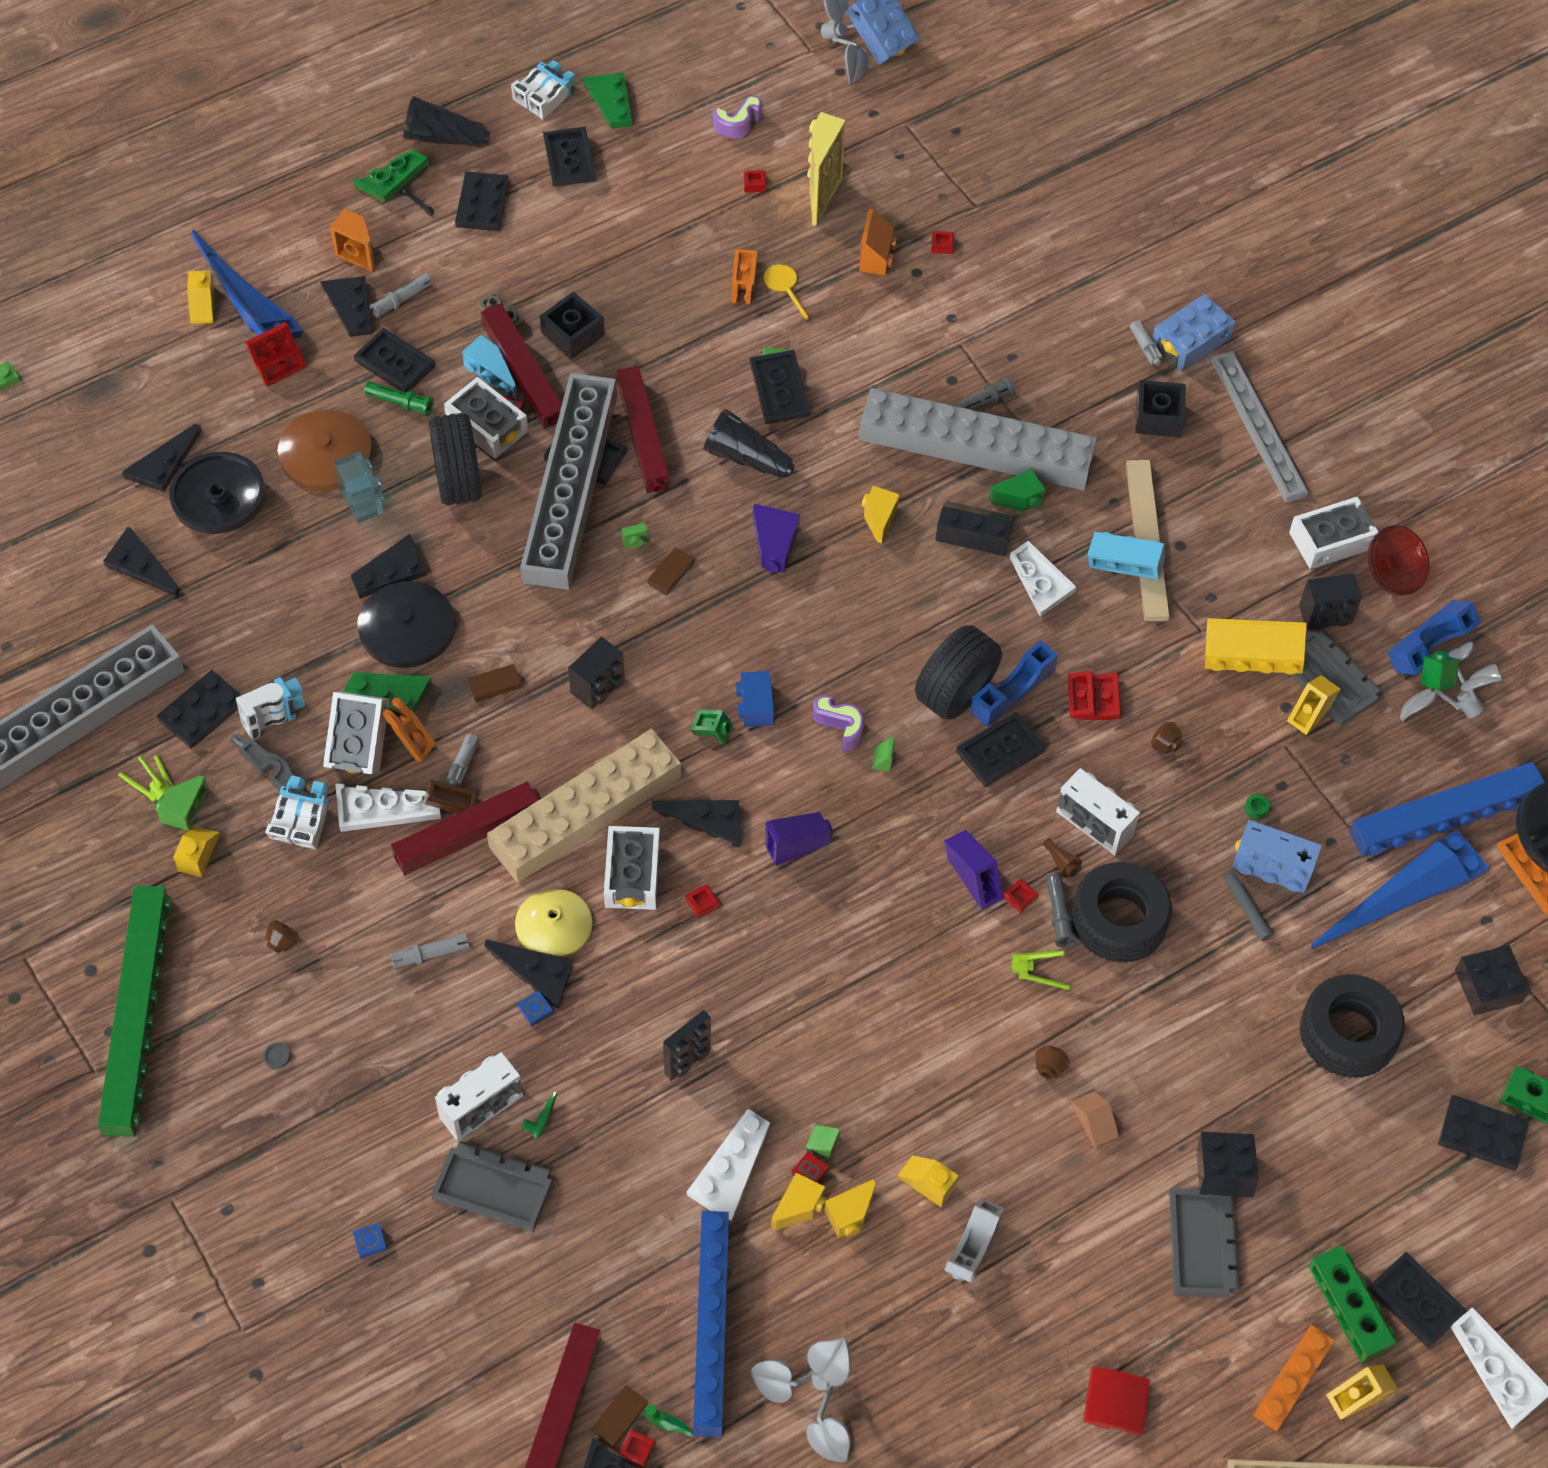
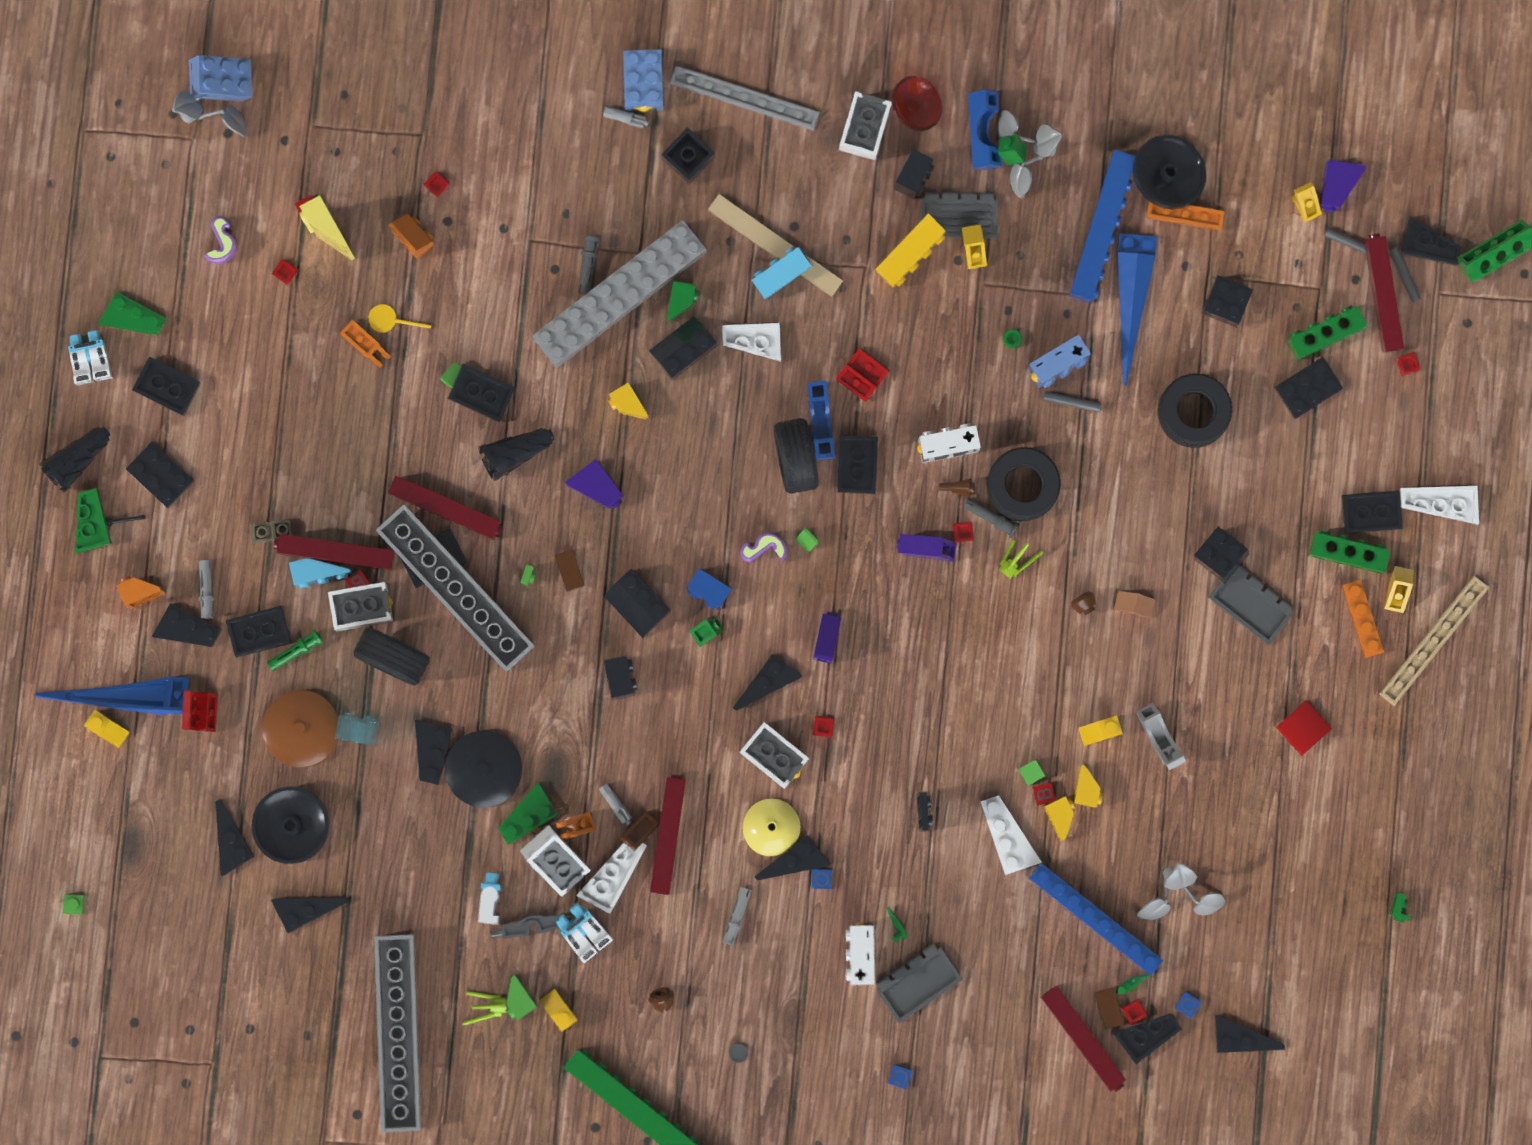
camera: 55 degrees left, 25 degrees up
(200, 709) = (452, 942): black plate -> none
(494, 682) = (571, 744): reddish brown tile -> none
(572, 325) = (324, 493): black brick -> none
(584, 805) = (707, 752): tan brick -> none
(688, 646) = (637, 603): none -> black slope
(1167, 738) = (928, 356): reddish brown cone -> none

